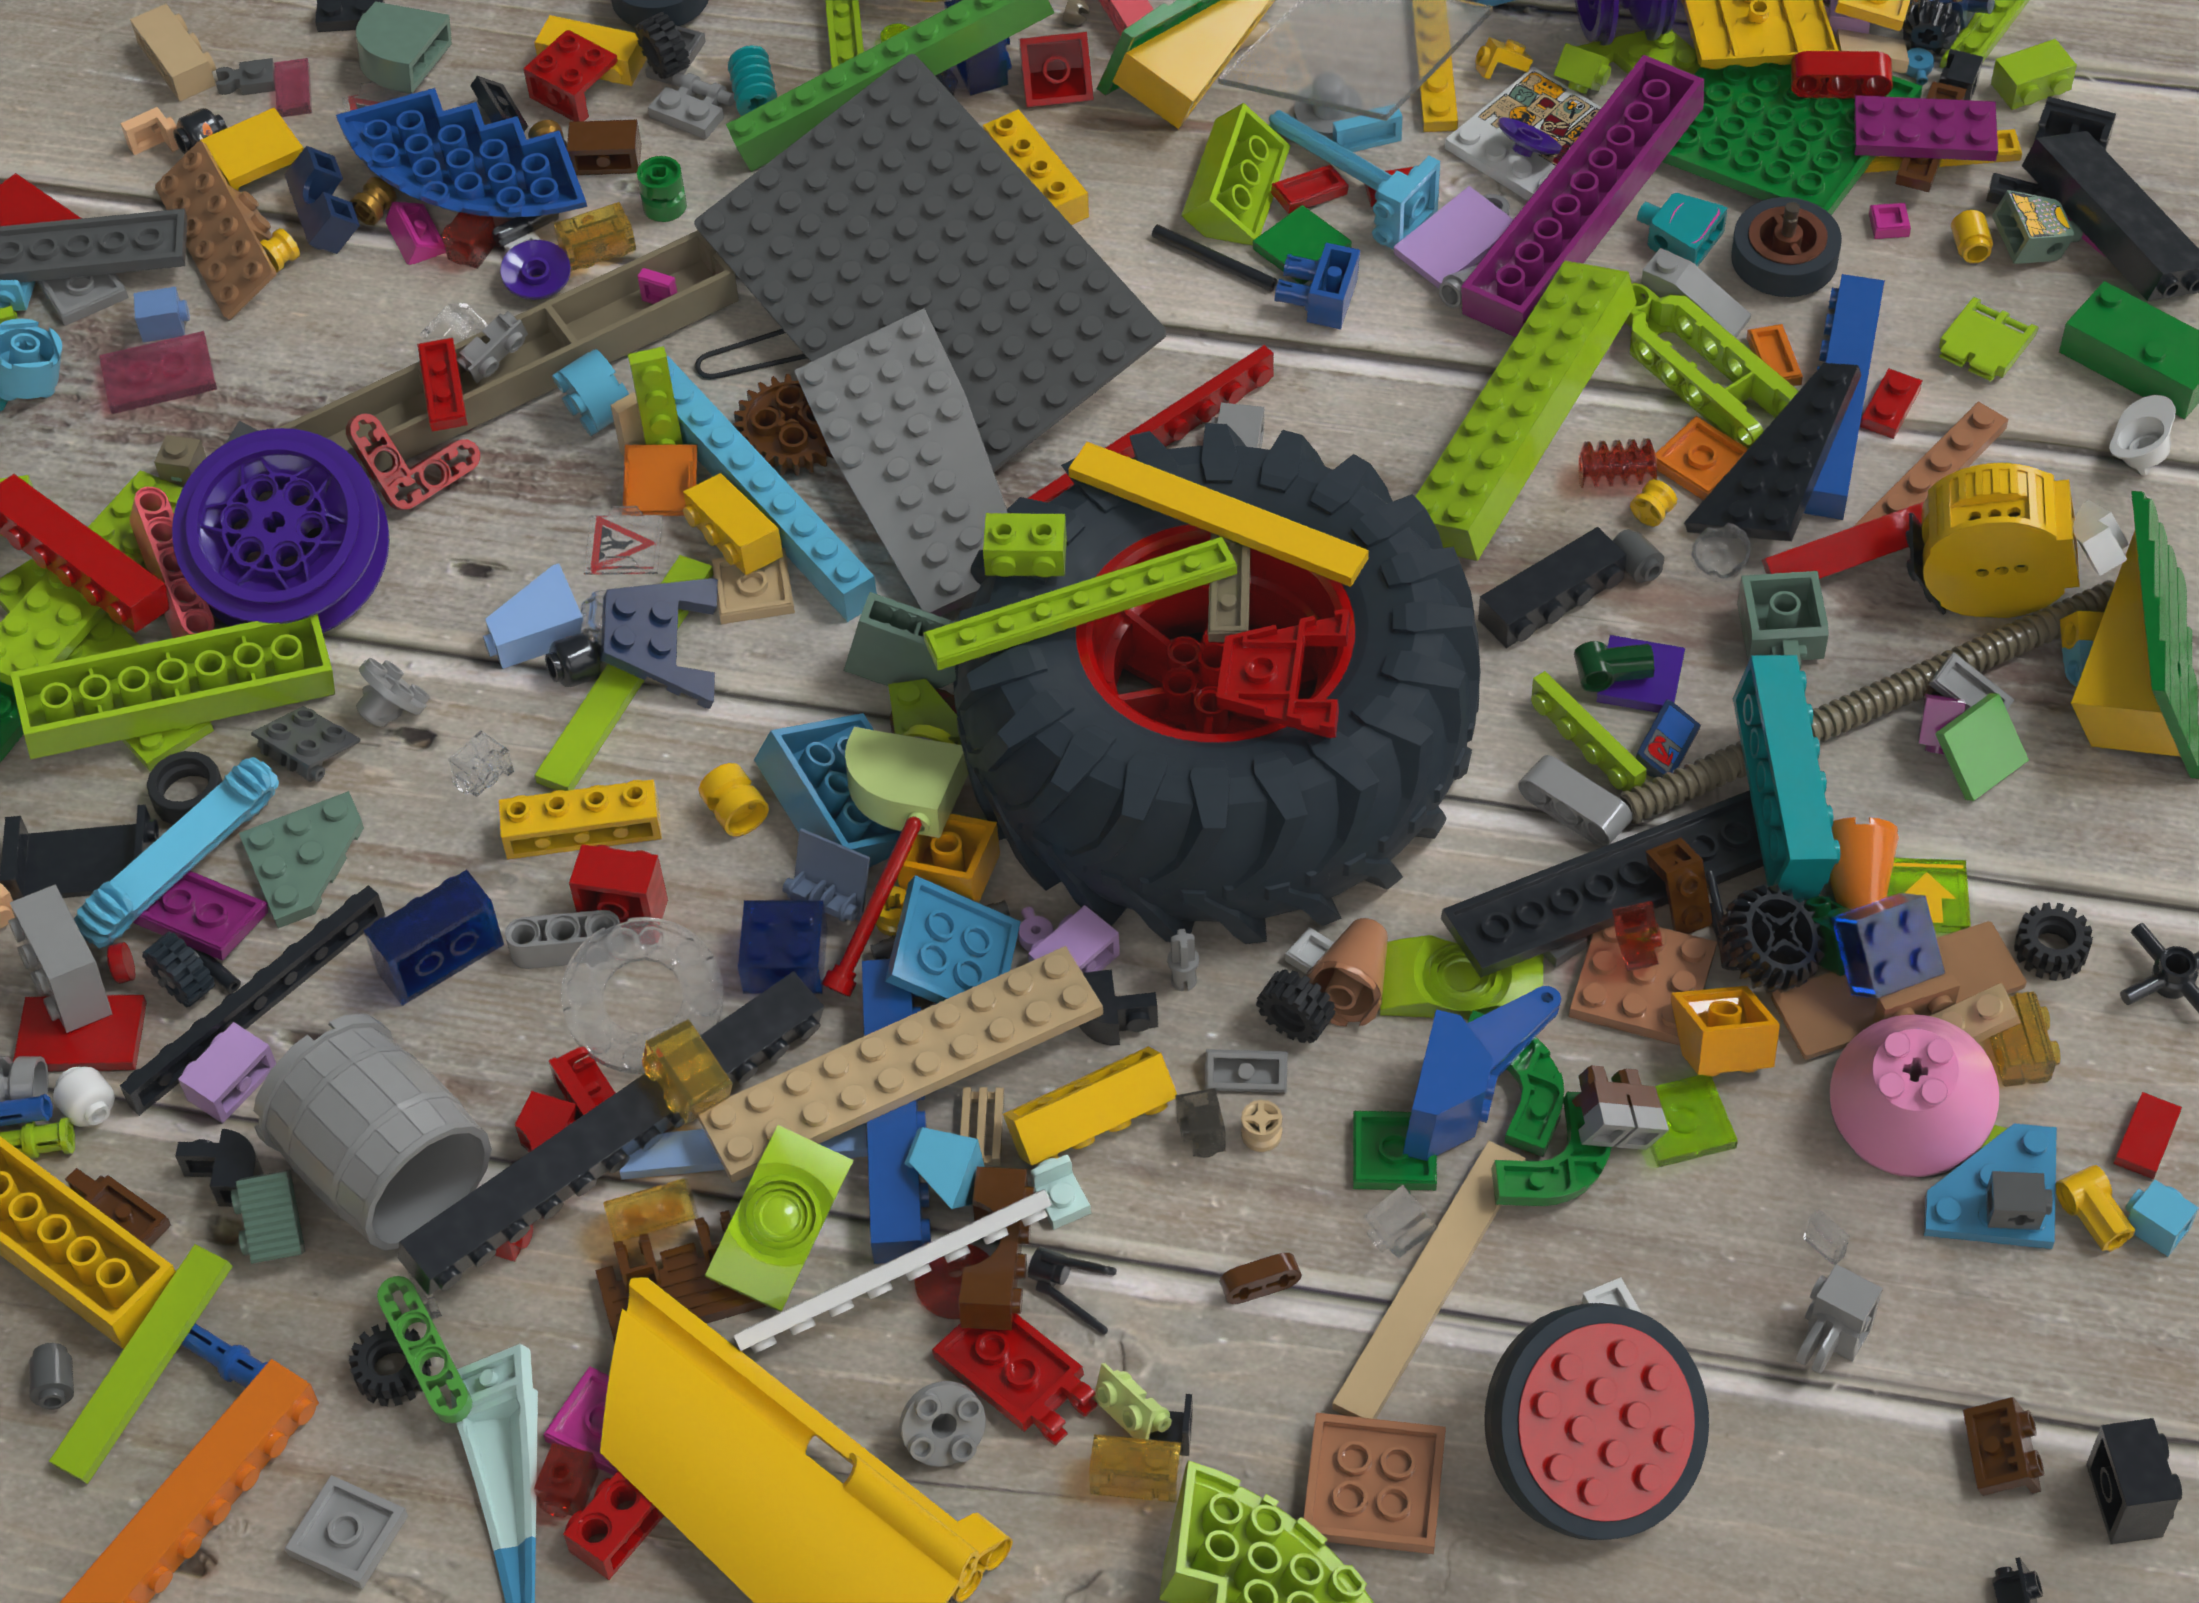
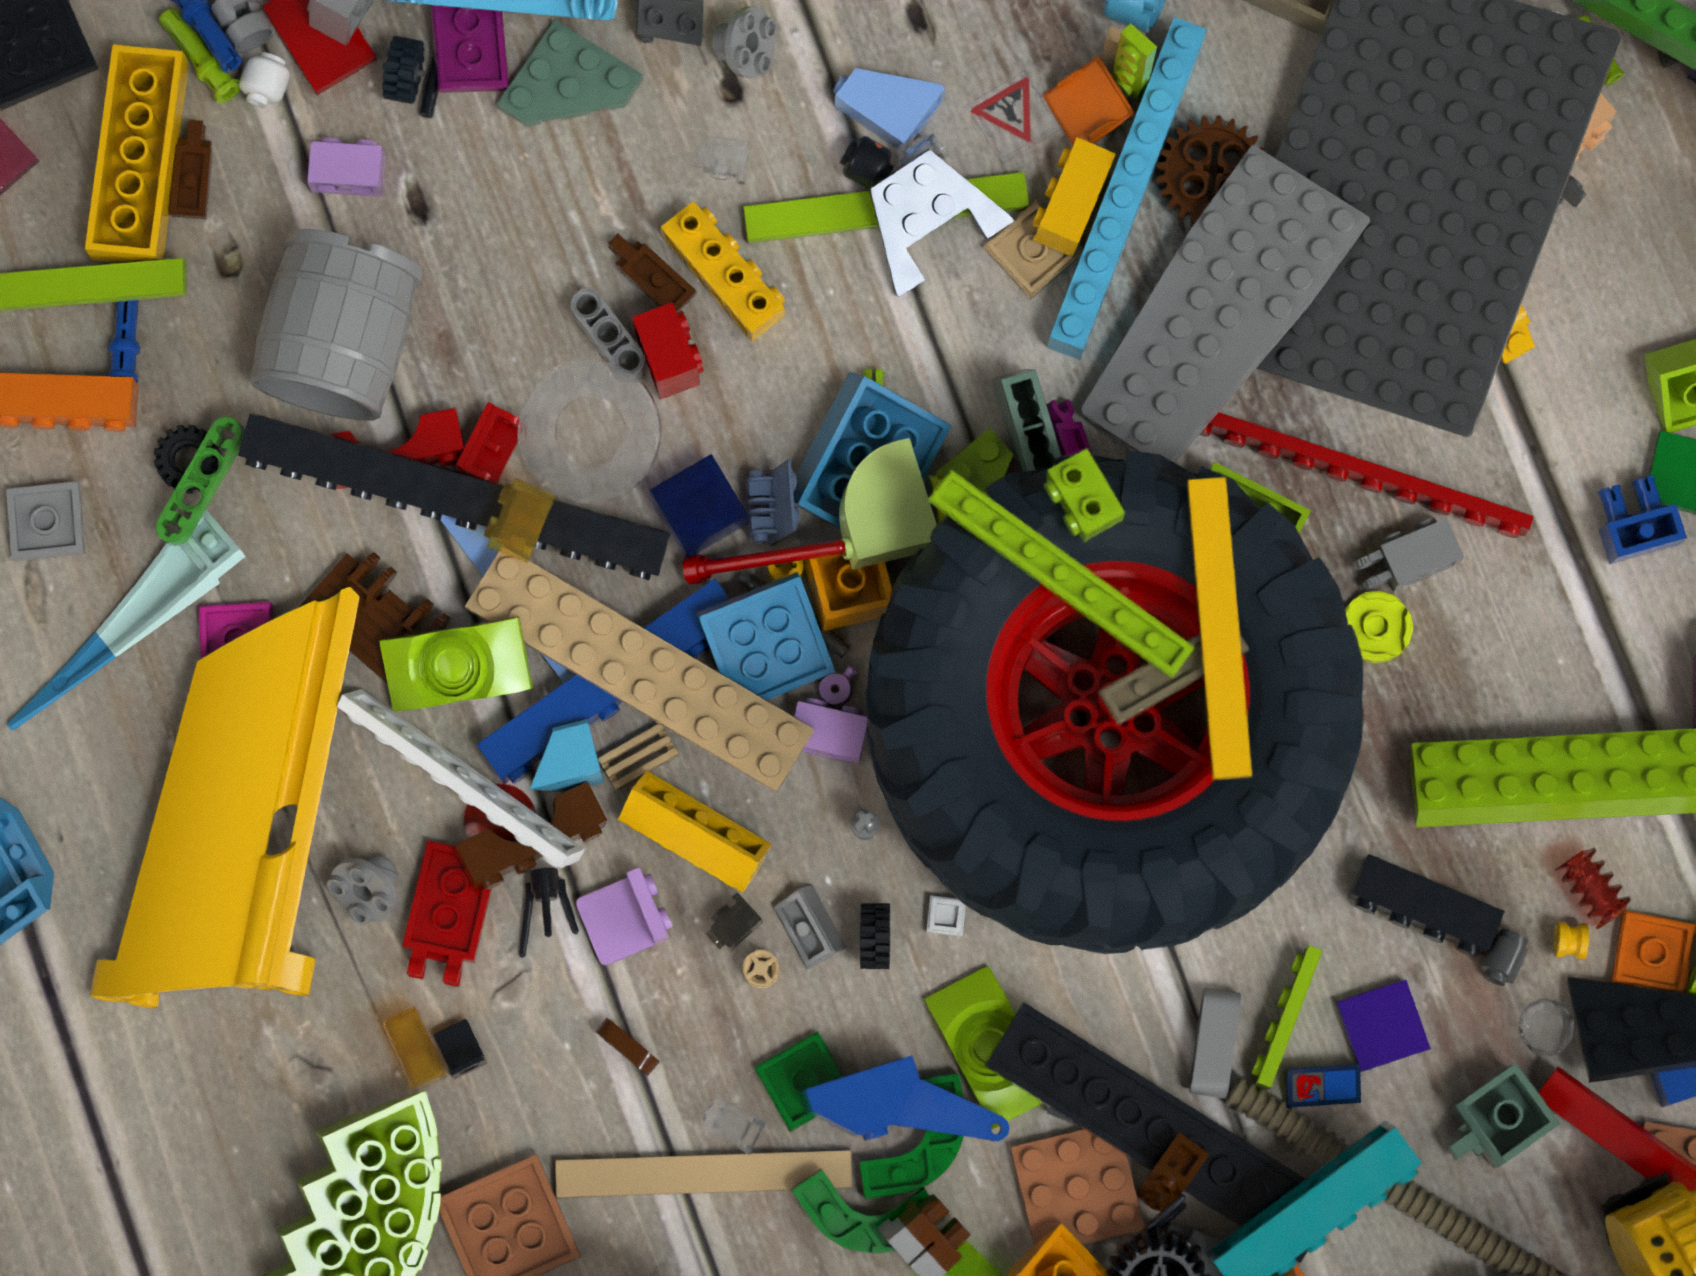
camera: 55 degrees right, 25 degrees up
(51, 1376) = (38, 227): dark grey brick -> none
(121, 963) = (391, 19): red tile -> none
(222, 1161) = (267, 235): black brick -> none
(254, 998) = (433, 143): black plate -> none
(268, 1216) = (240, 292): sand green brick -> none
(434, 937) = (542, 239): clear blue brick -> none
(531, 878) = (651, 273): none -> reddish brown hinge
(565, 1480) = (169, 648): clear red brick -> none
(623, 1528) = (156, 713): red brick -> none
(651, 1210) = (412, 563): clear yellow brick -> none
(733, 799) = (808, 381): yellow wheel -> none
(747, 368) = (1250, 86): black piece -> none
(1040, 164) = (1622, 194): yellow brick -> none
(1063, 1190) = (614, 852): light aqua bracket -> none
(1120, 1013) = (800, 780): black brick -> none
(1128, 1404) = (469, 1000): yellowish green hinge -> none
(1131, 1210) = (624, 918): none -> lavender bracket
(1214, 258) = (1624, 408): black piece -> none
(1264, 673) = (1084, 760): red wing -> none
(1354, 972) = (938, 959): nougat cone -> none
(1602, 666) = (1360, 993): dark green piece -> none
(1637, 935) = (1090, 1169): clear red brick -> none

